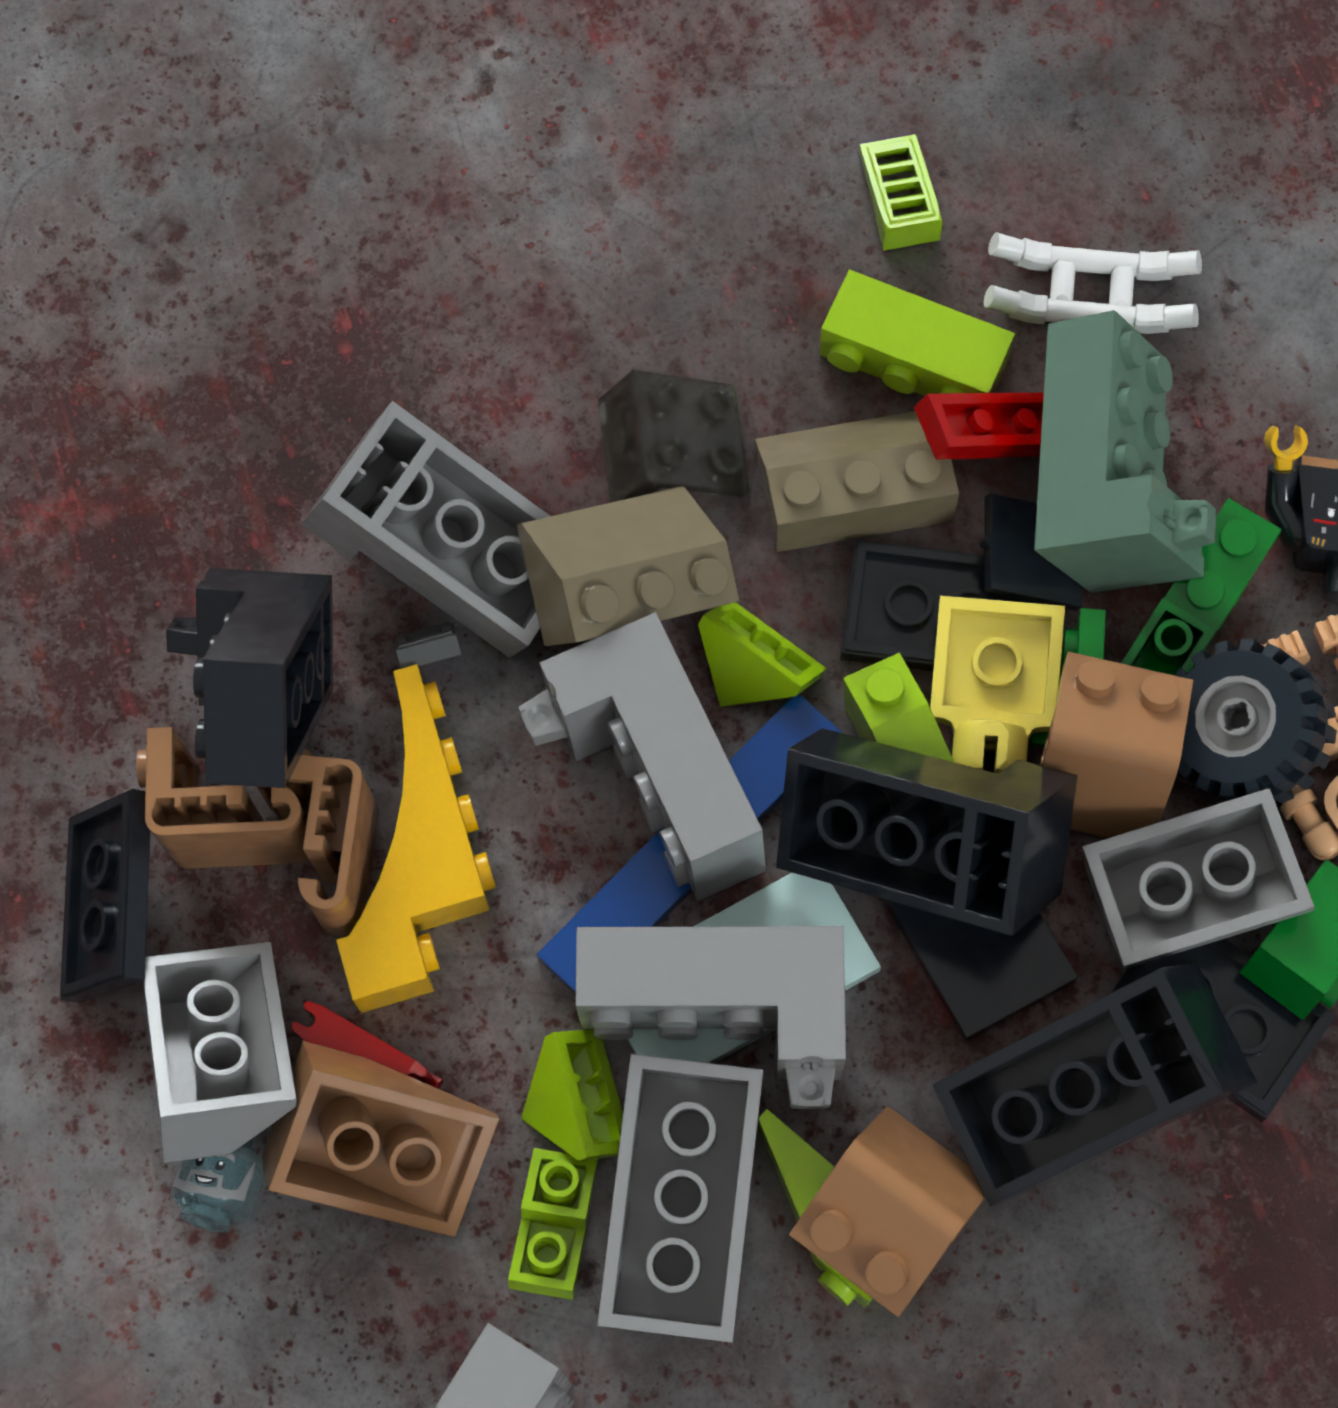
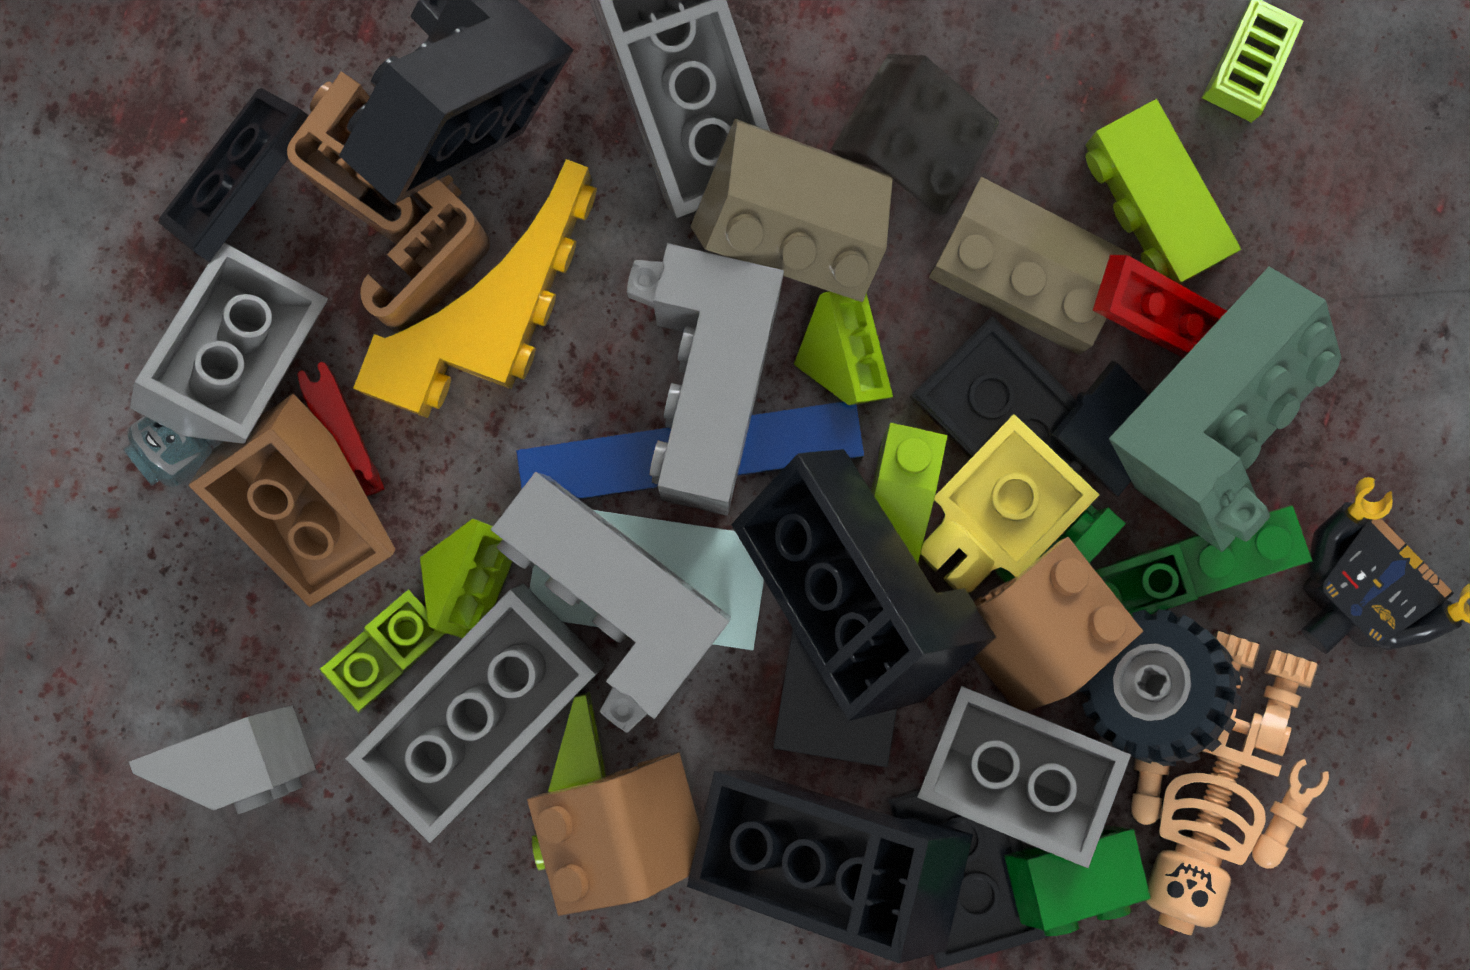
camera: 30 degrees right, 15 degrees up
(427, 645) = (610, 155): dark grey tile -> none
(1121, 267) = (1372, 252): white piece -> none

